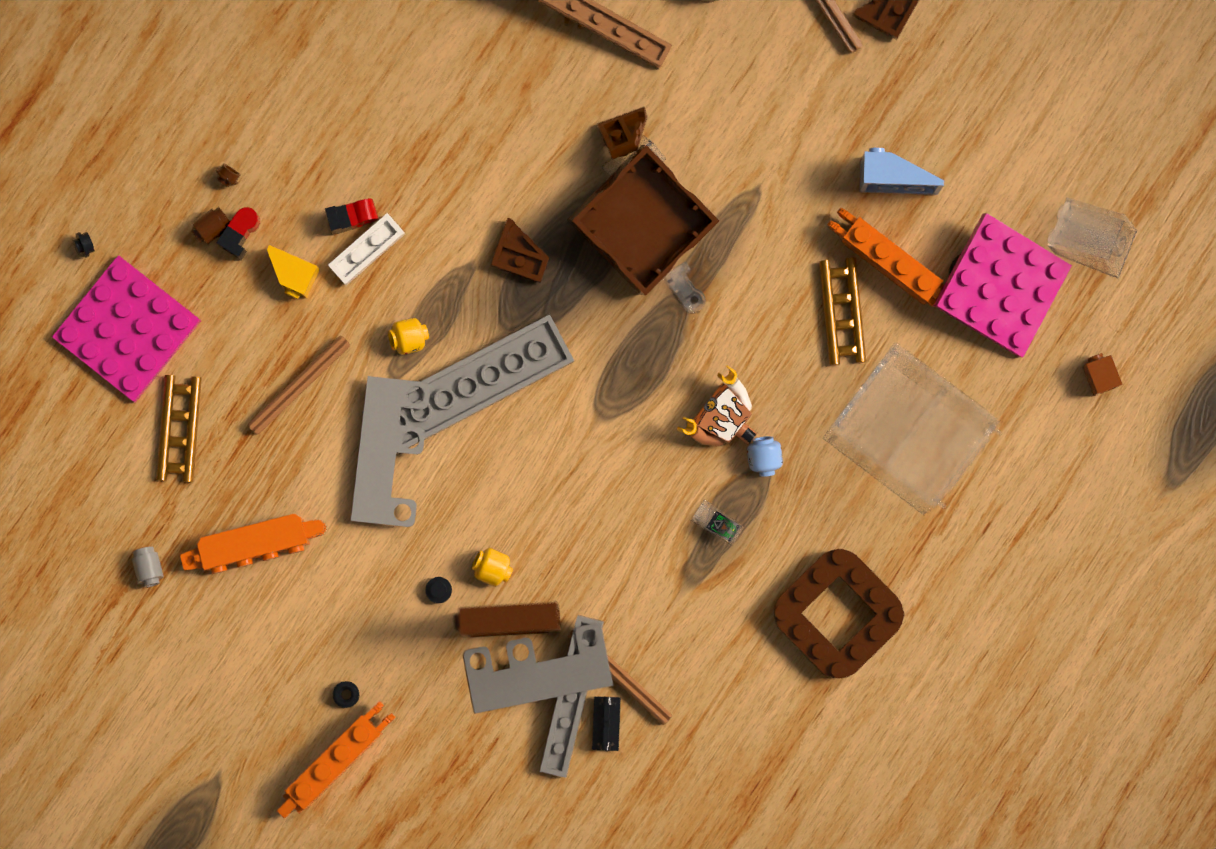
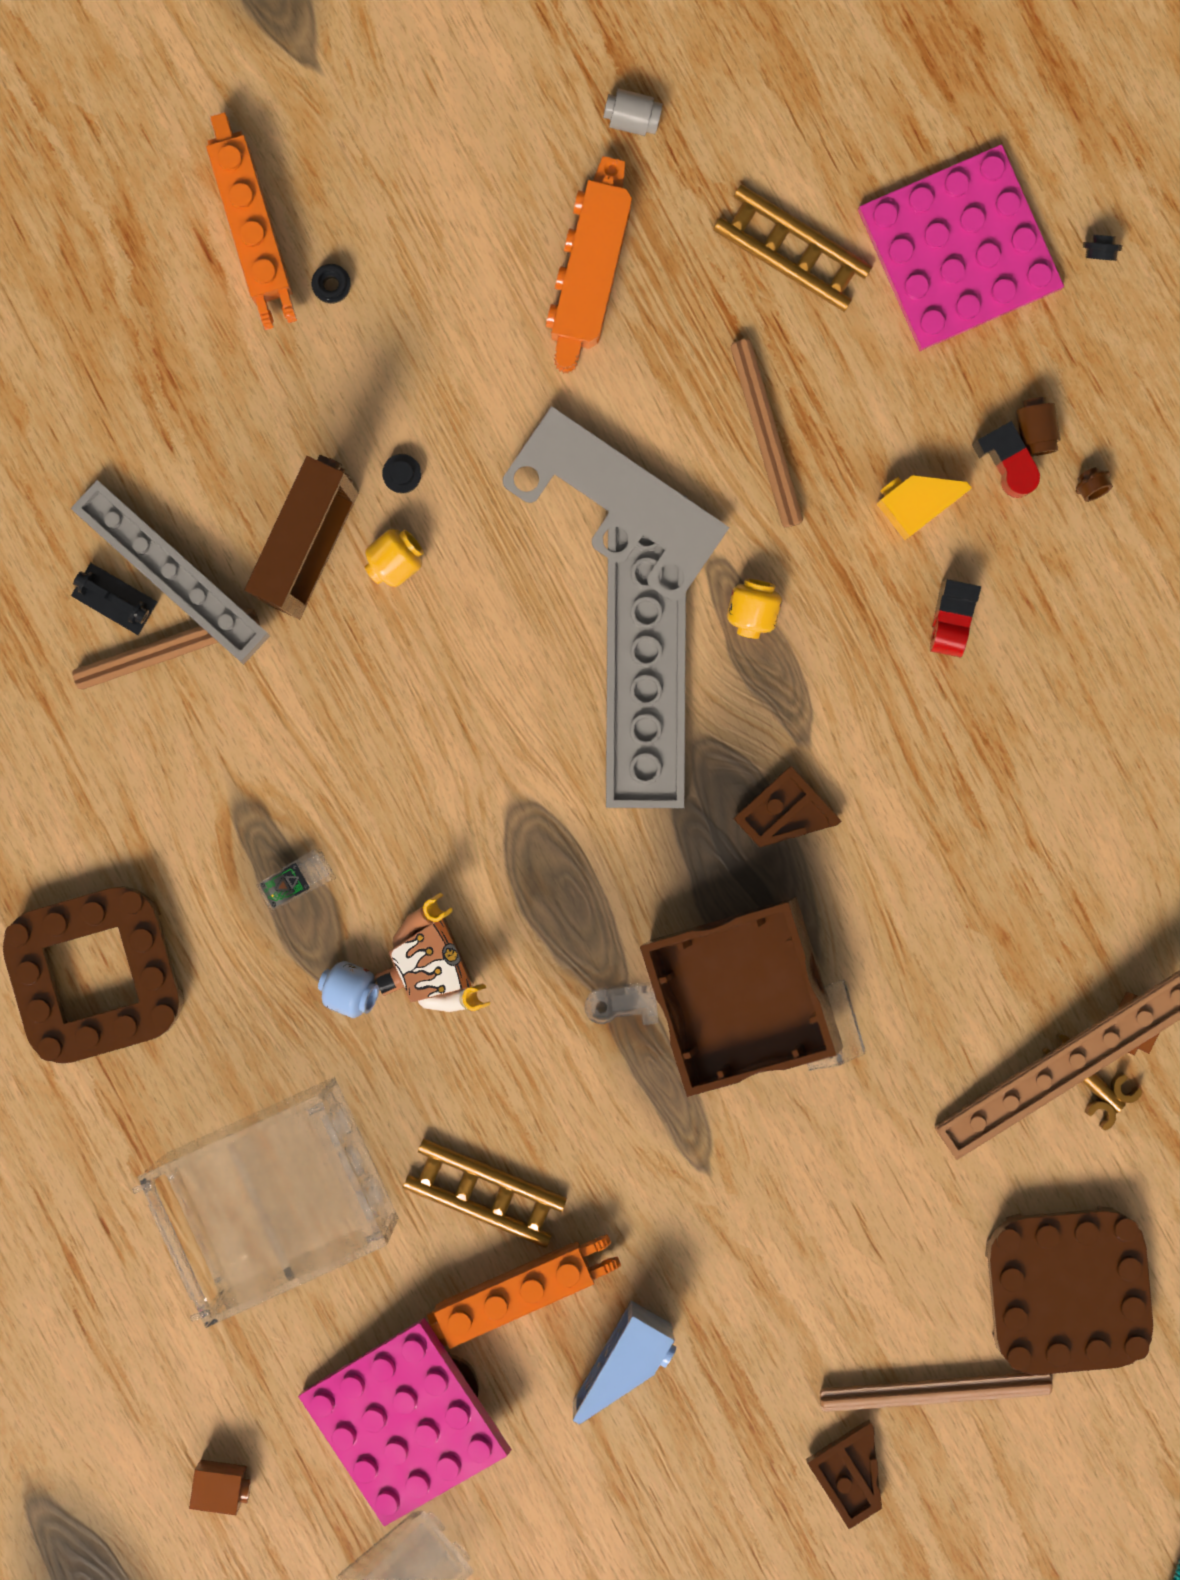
camera: 115 degrees right, 5 degrees up
(366, 249) = (898, 614): white plate -> none
(538, 681) = (214, 533): light grey piece -> none
(623, 132) = (873, 1033): reddish brown wing -> none

